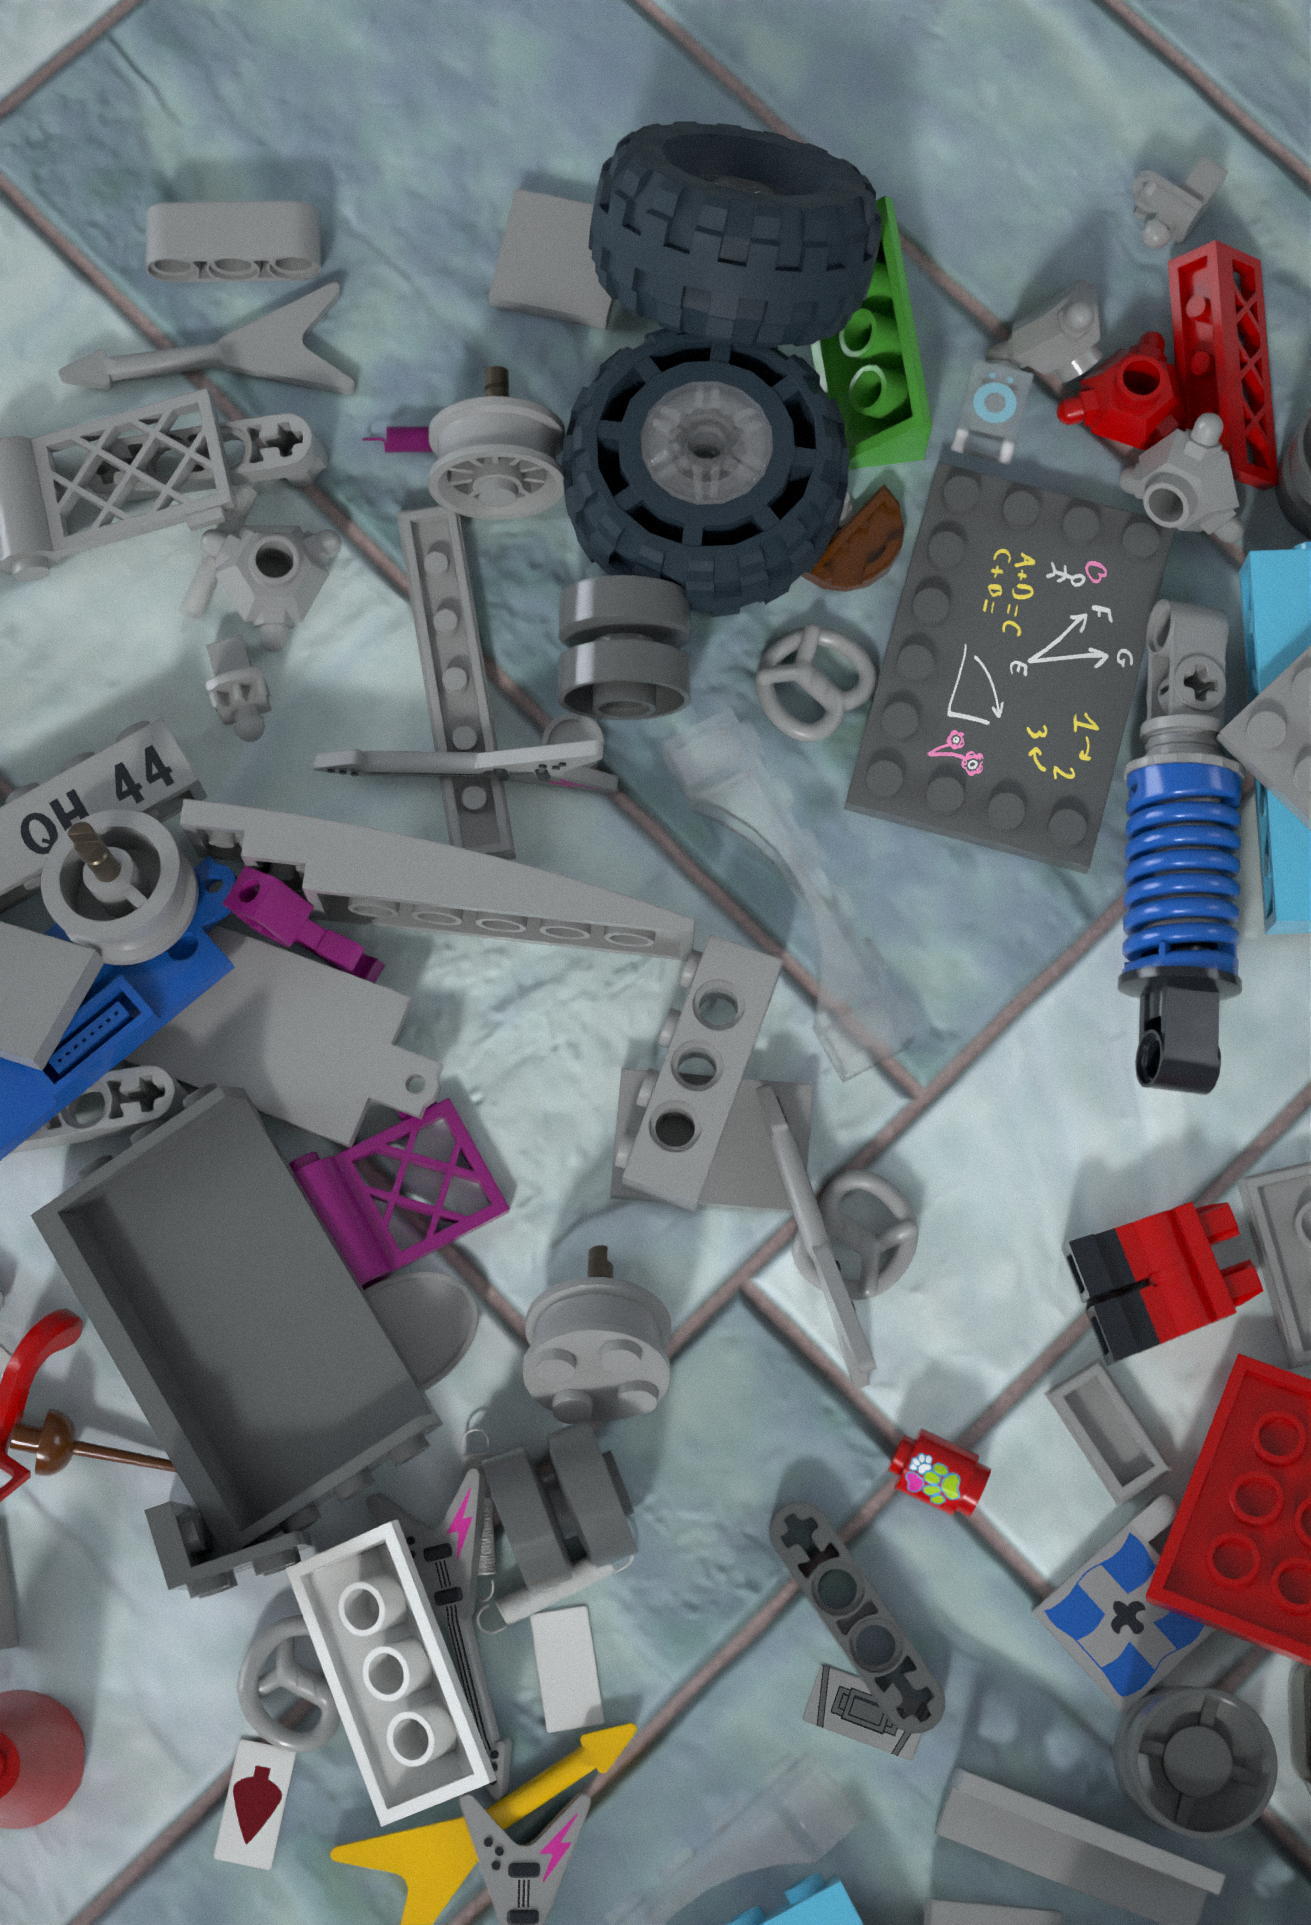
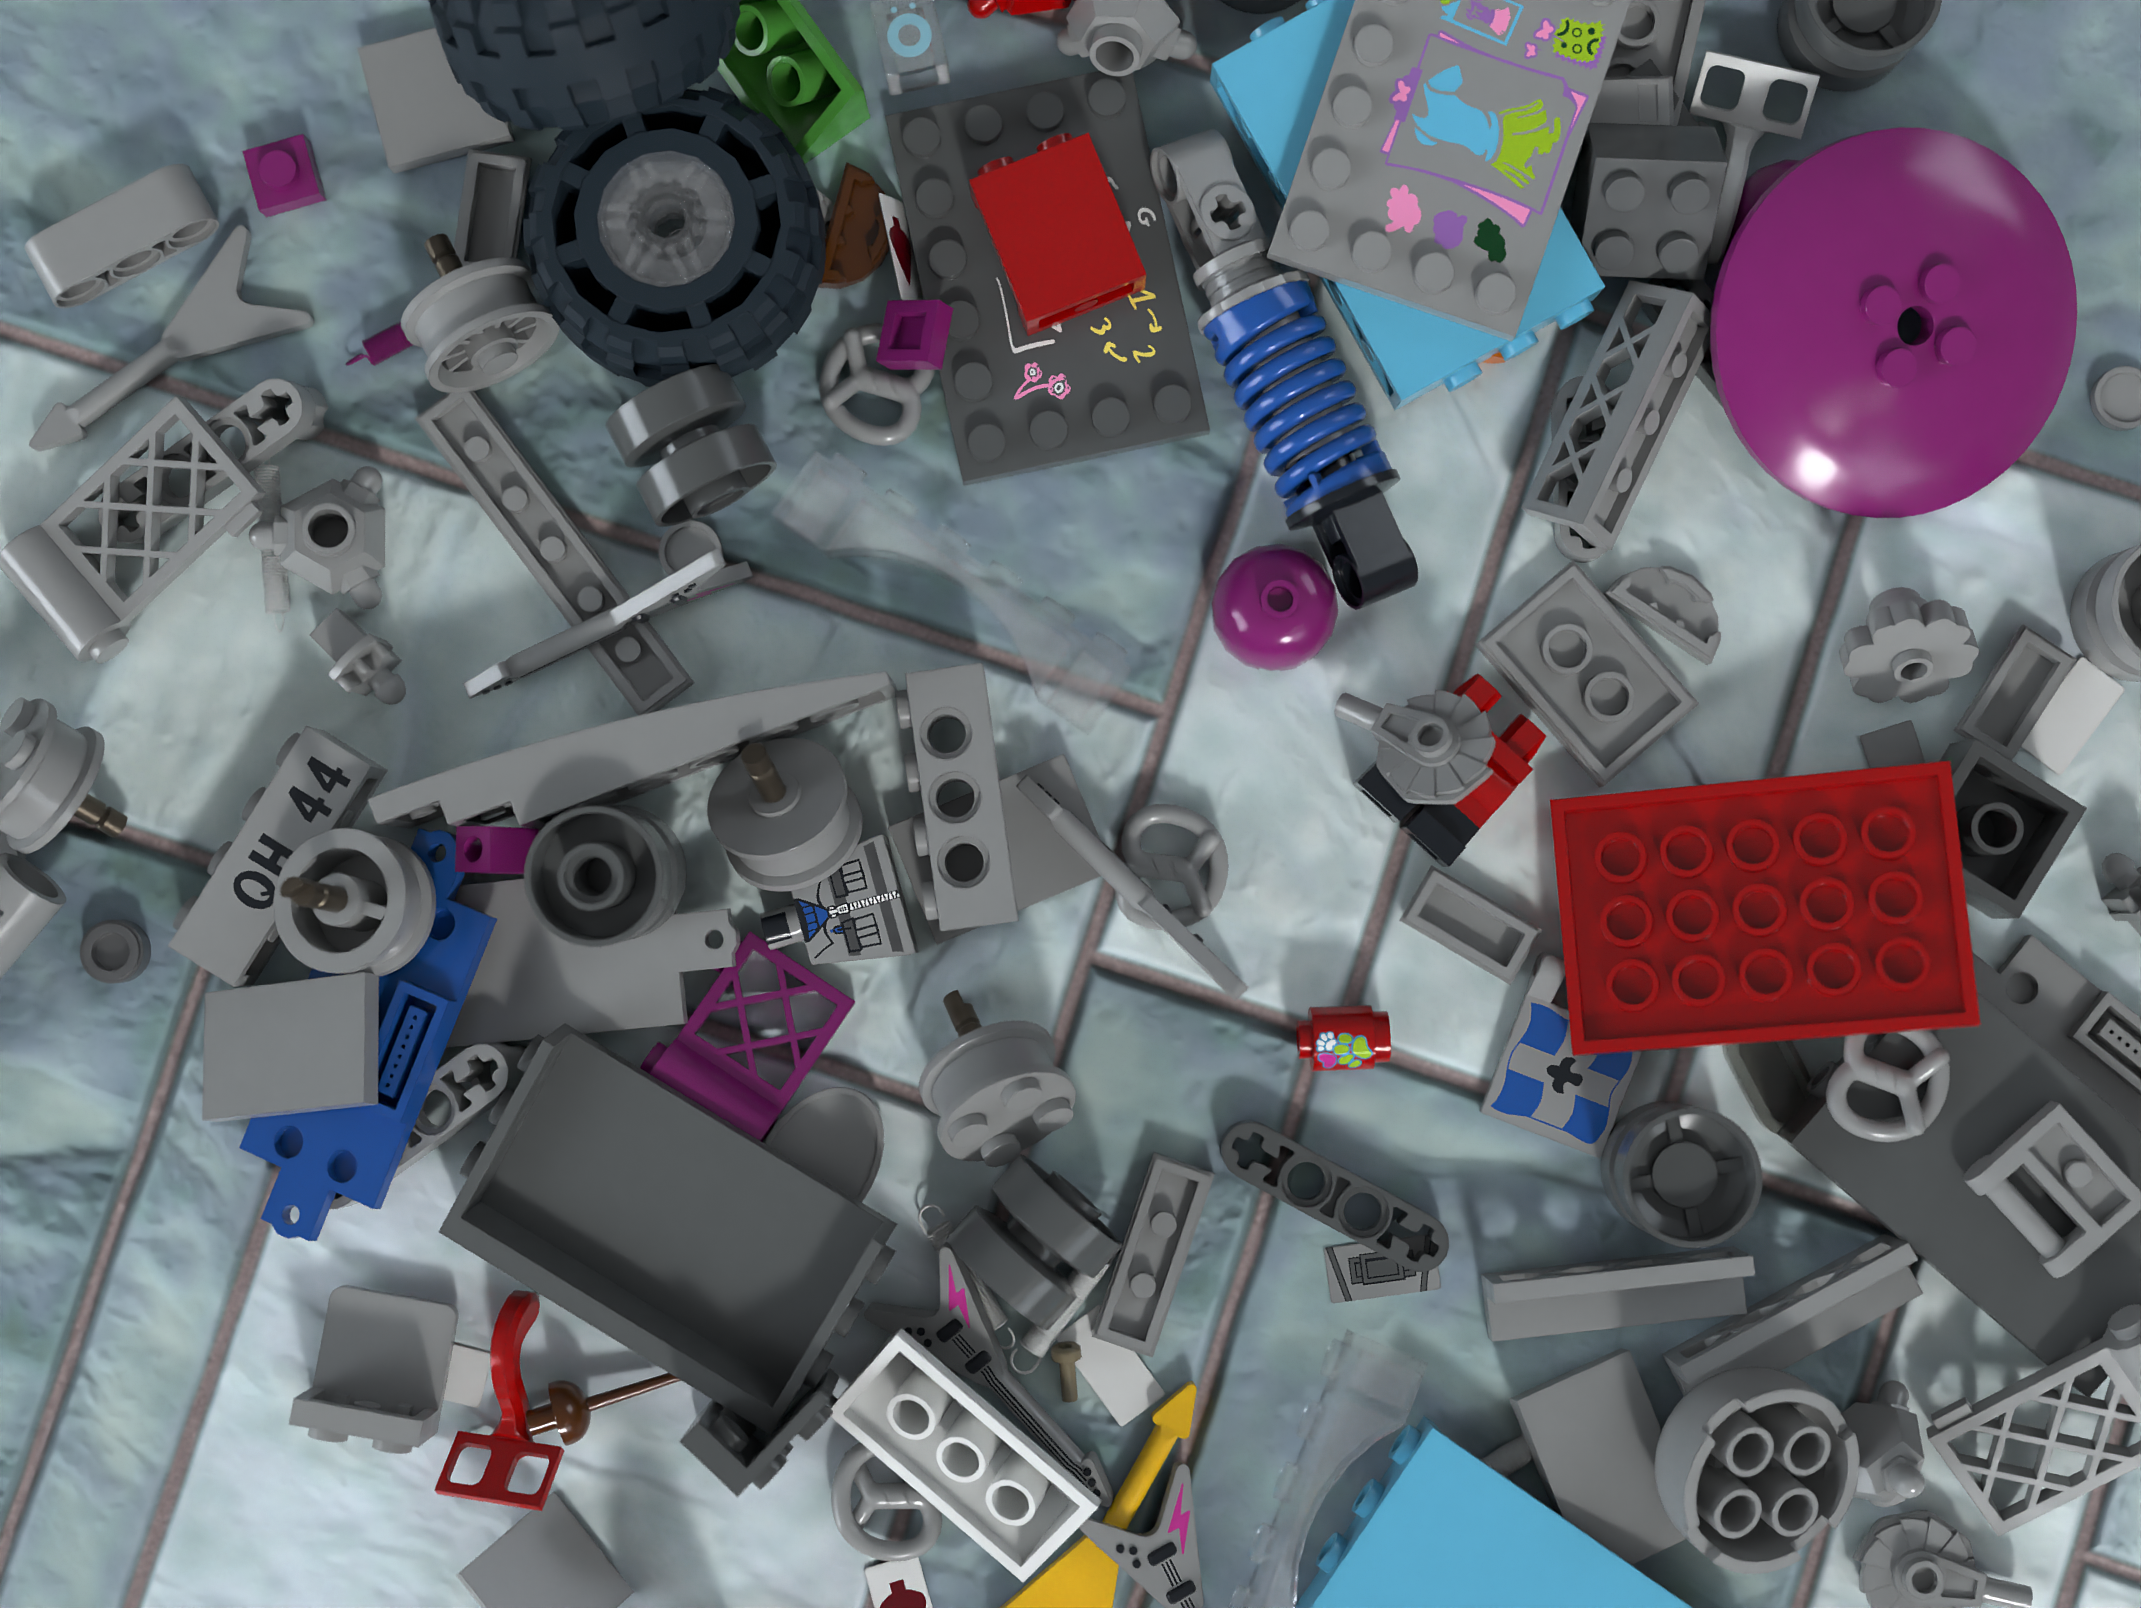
camera: 25 degrees left, 10 degrees up
(353, 971) = (604, 874): none -> dark grey wheel
(396, 261) = (284, 175): none -> magenta plate
(532, 1634) = (1066, 1354): none -> dark tan piece
(537, 1004) = (785, 814): none -> light grey wheel
(546, 1120) = (850, 913): none -> torso
(561, 367) = (491, 206): none -> light grey tile
(660, 1583) = (1152, 1254): none -> light grey tile
(868, 653) = (914, 334): none -> magenta plate
(893, 580) = (901, 248): none -> white sticker
(1040, 629) = (1057, 231): none -> red panel
(1069, 1053) = (1274, 607): none -> magenta cylinder
(1149, 1240) = (1428, 748): none -> light grey piece

